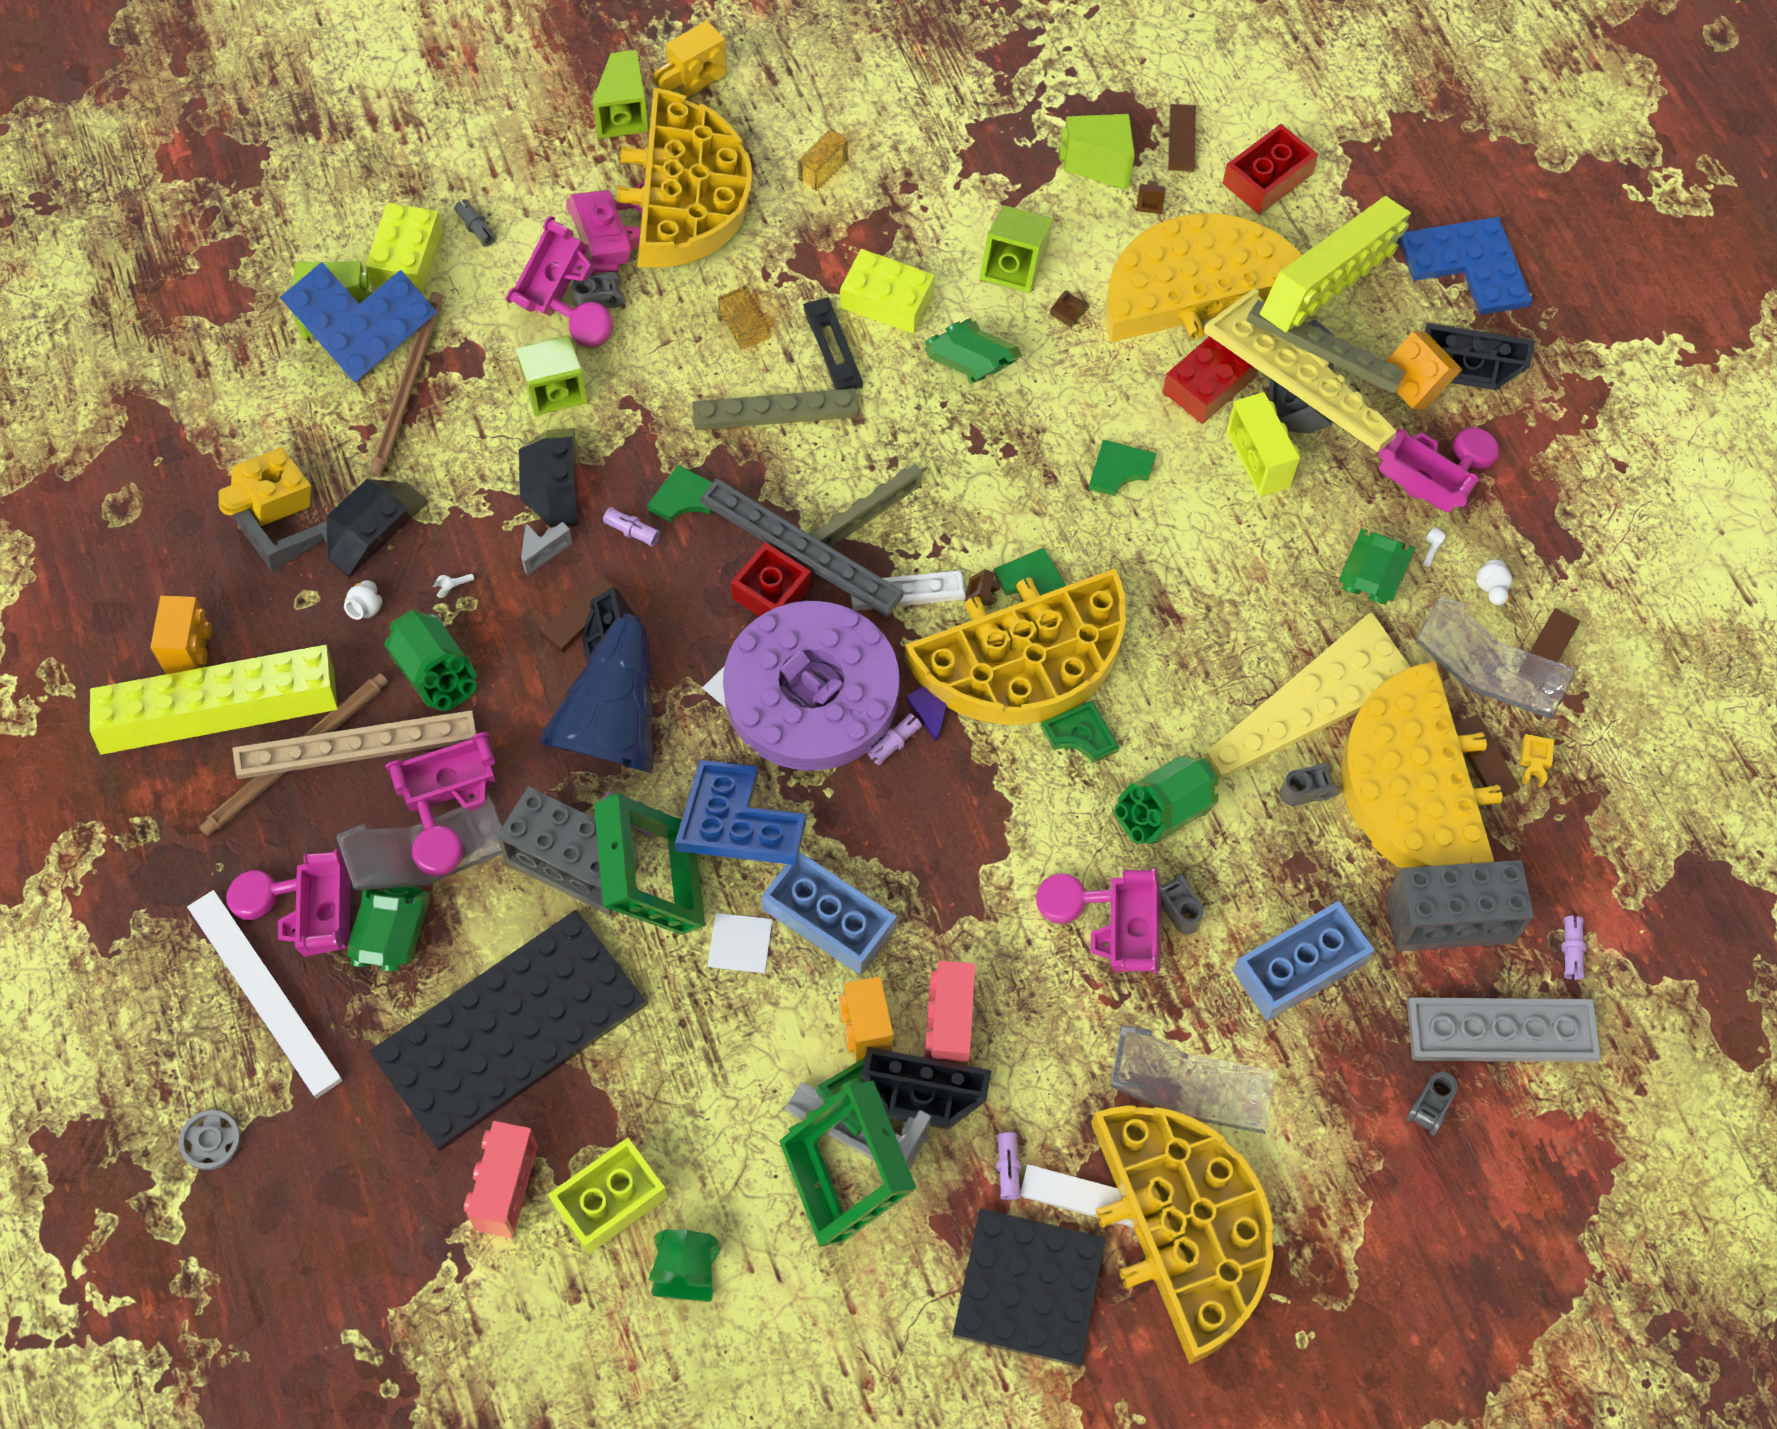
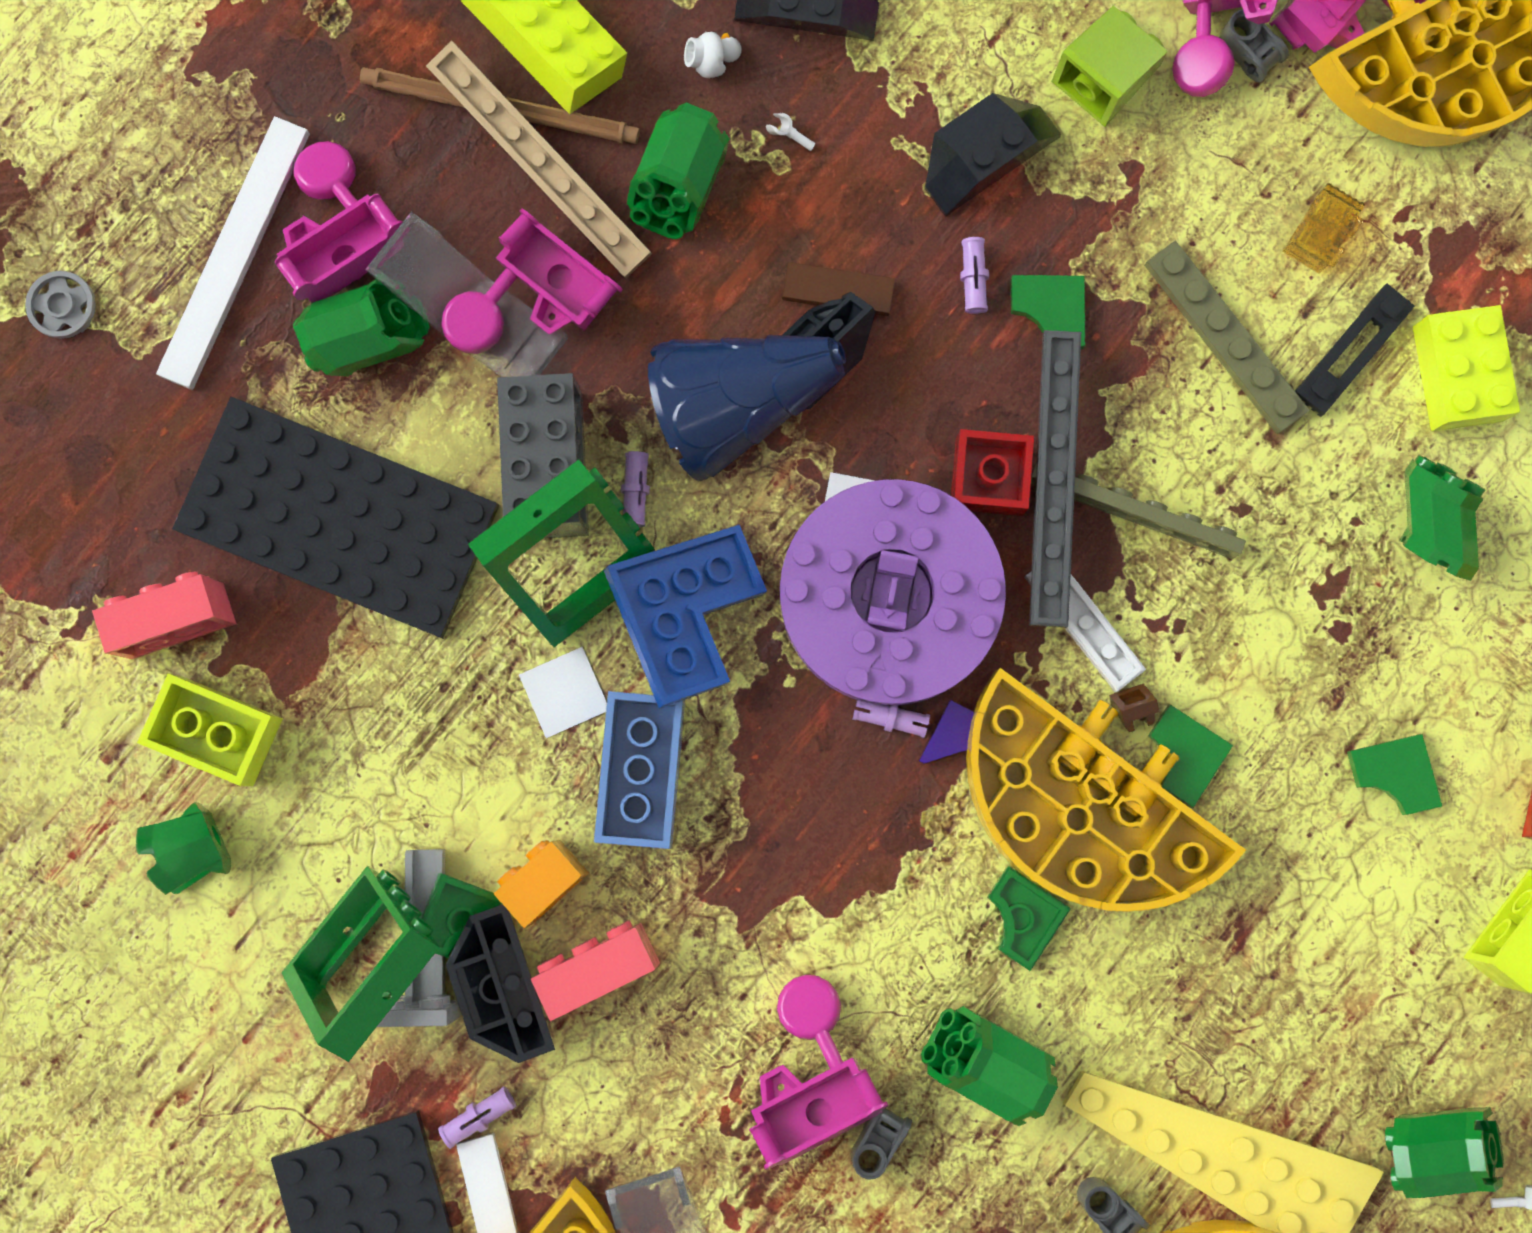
camera: 65 degrees right, 20 degrees up
(540, 550) = (879, 195): light grey slope -> none

